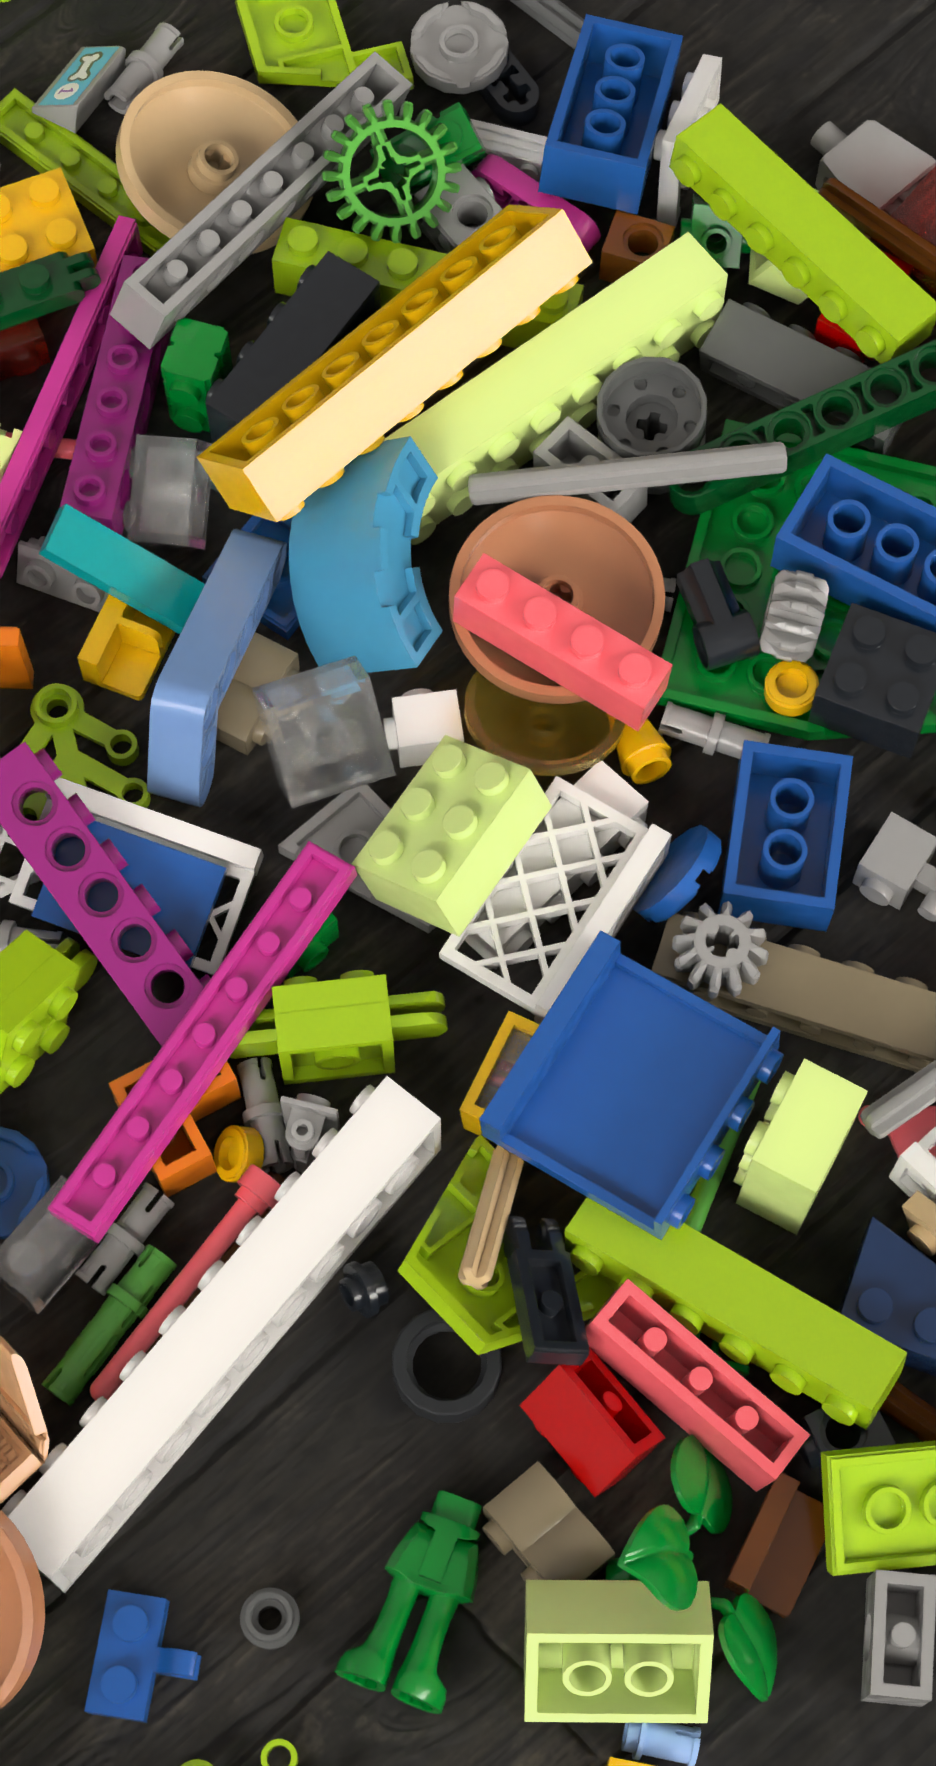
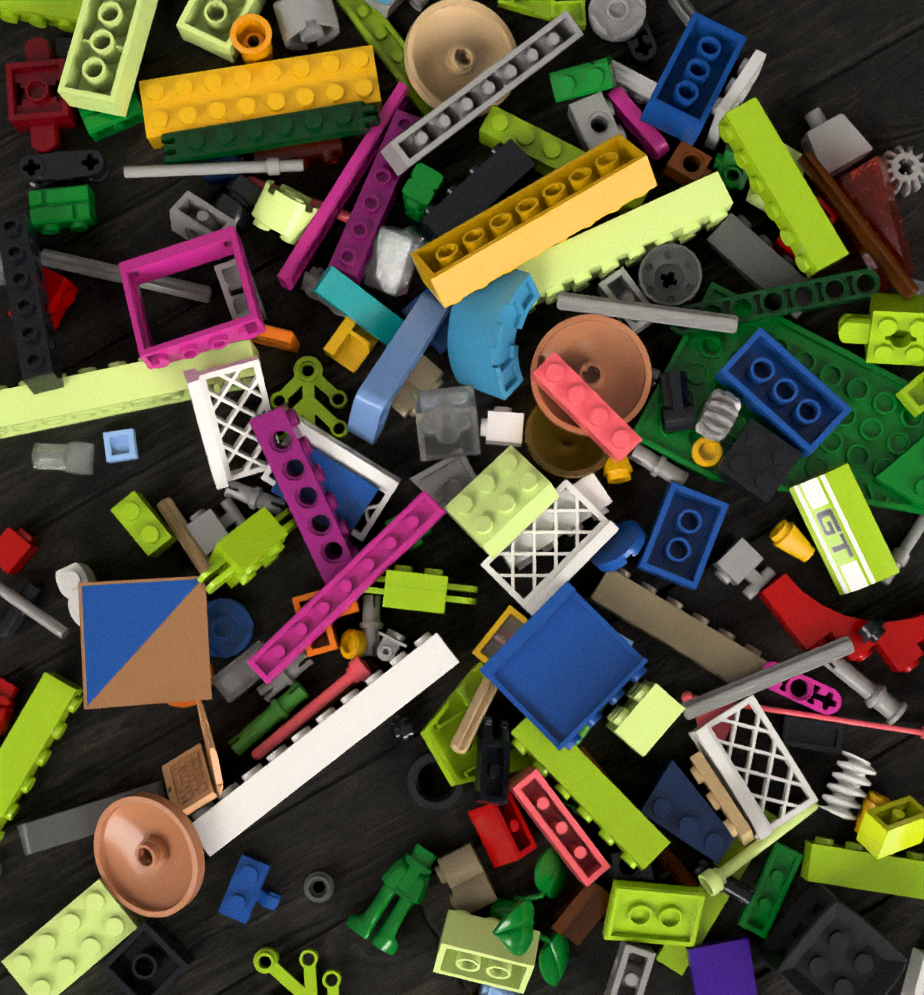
camera: 15 degrees right, 15 degrees up
(433, 155) = (569, 93): bright green gear -> none
(742, 950) = (632, 609): light grey gear -> none

